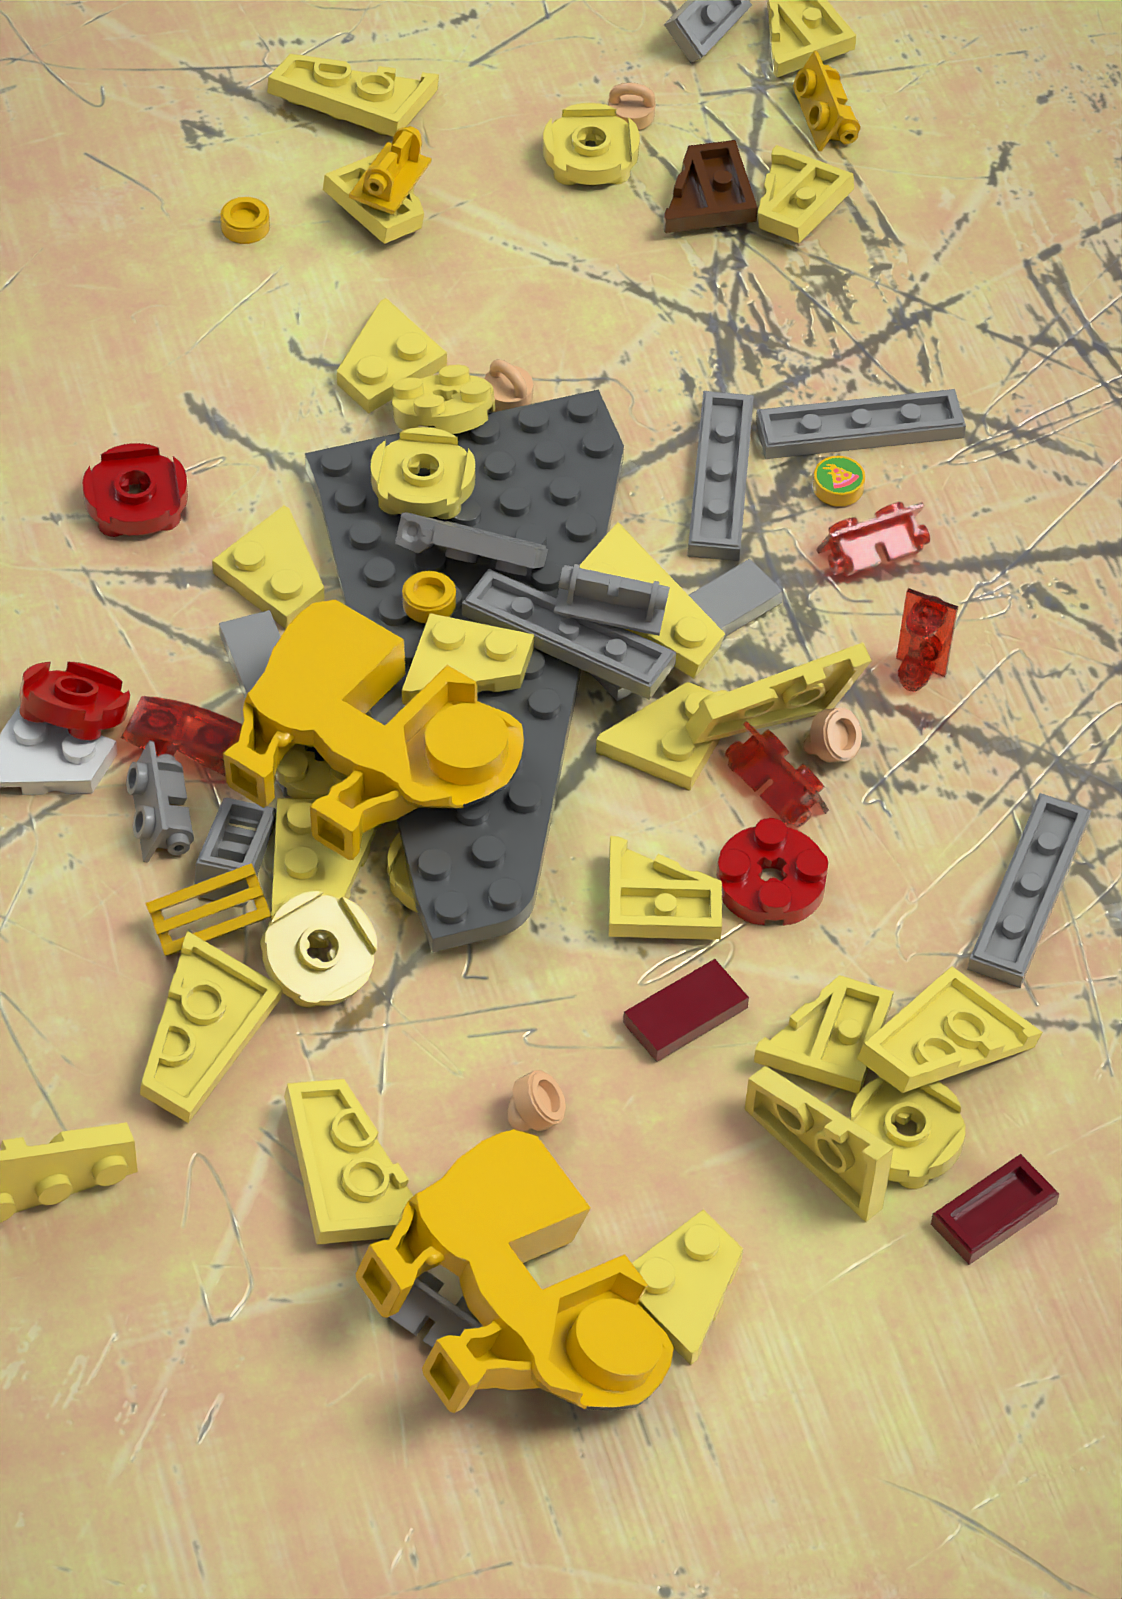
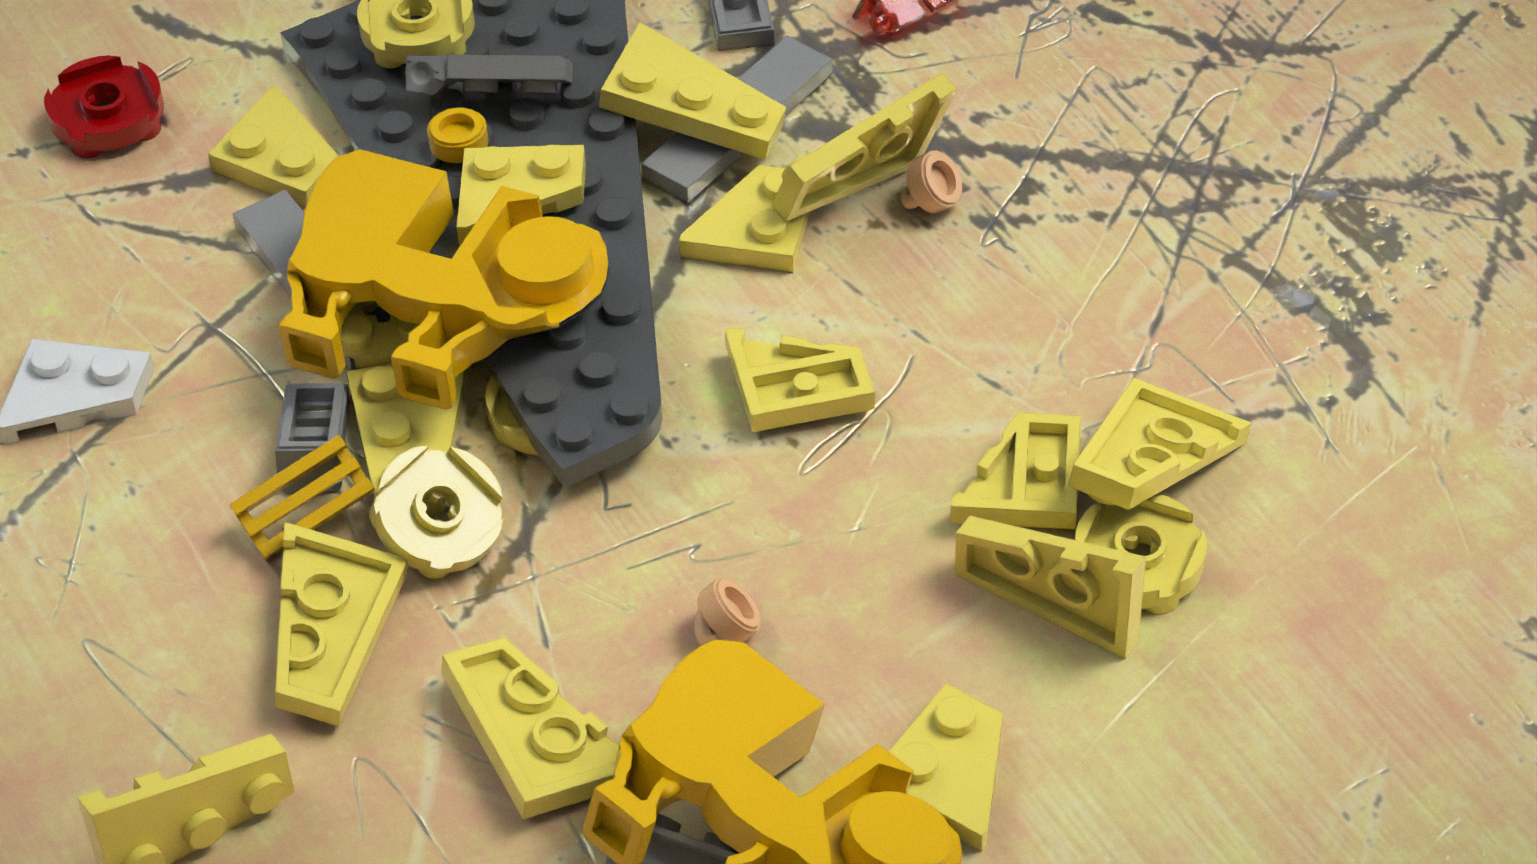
camera: 10 degrees left, 5 degrees down
(76, 699) = (96, 316): red plate -> none
(154, 785) = (215, 405): light grey hinge -> none
(182, 728) = (203, 324): clear red slope -> none
(589, 645) = (624, 138): light grey tile -> none
(611, 599) = (653, 91): light grey hinge -> none
(685, 1010) = (859, 487): dark red tile -> none
(775, 847) = (916, 306): red plate -> none
(792, 789) = (904, 242): clear red hinge -> none
(924, 639) = (999, 66): clear red hinge -> none
(994, 1209) = (1261, 612): dark red tile -> none
(1029, 890) = (1187, 291): light grey tile -> none

